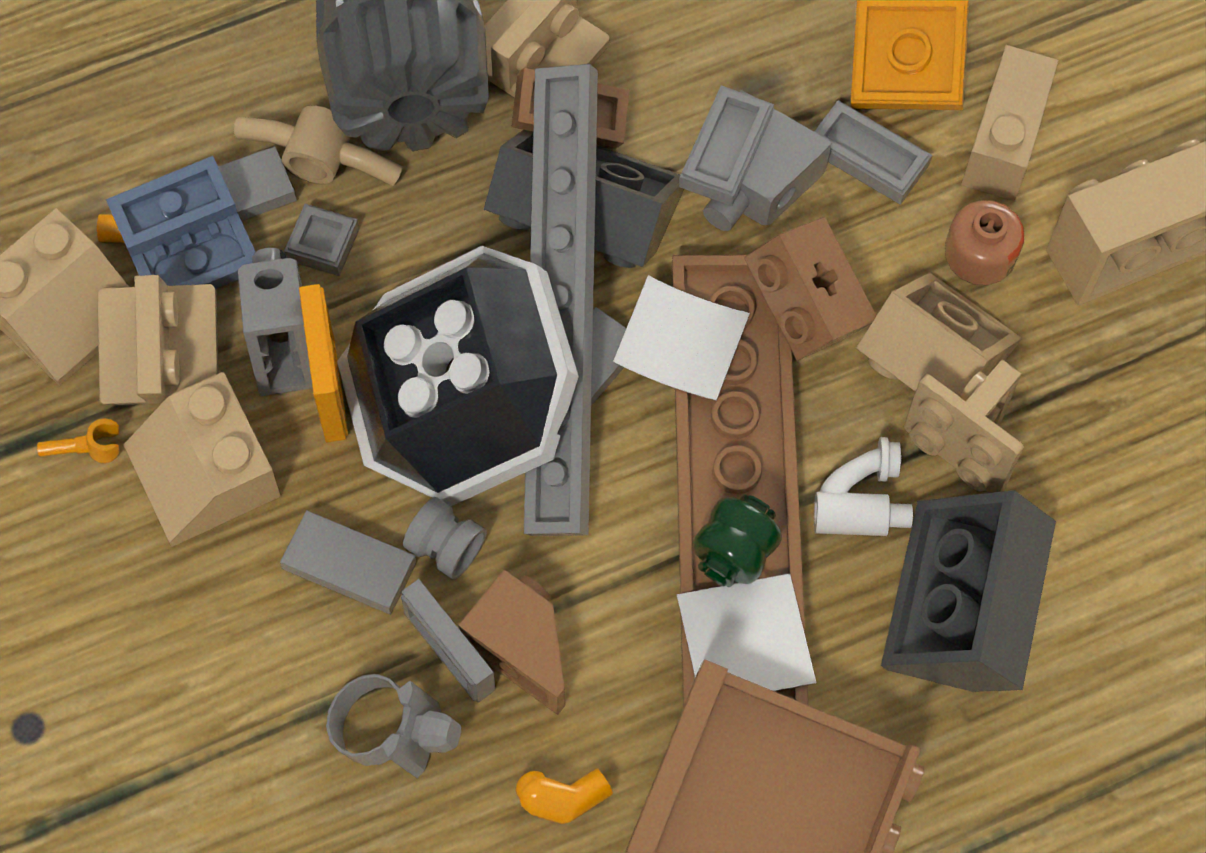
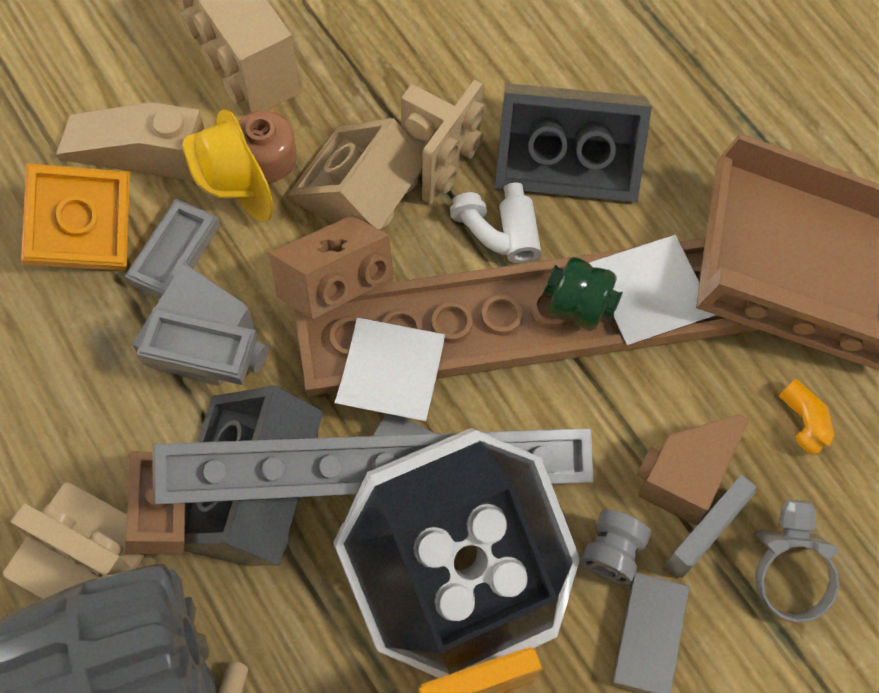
camera: 100 degrees left, 0 degrees up
(951, 183) = (226, 167): none -> yellow piece

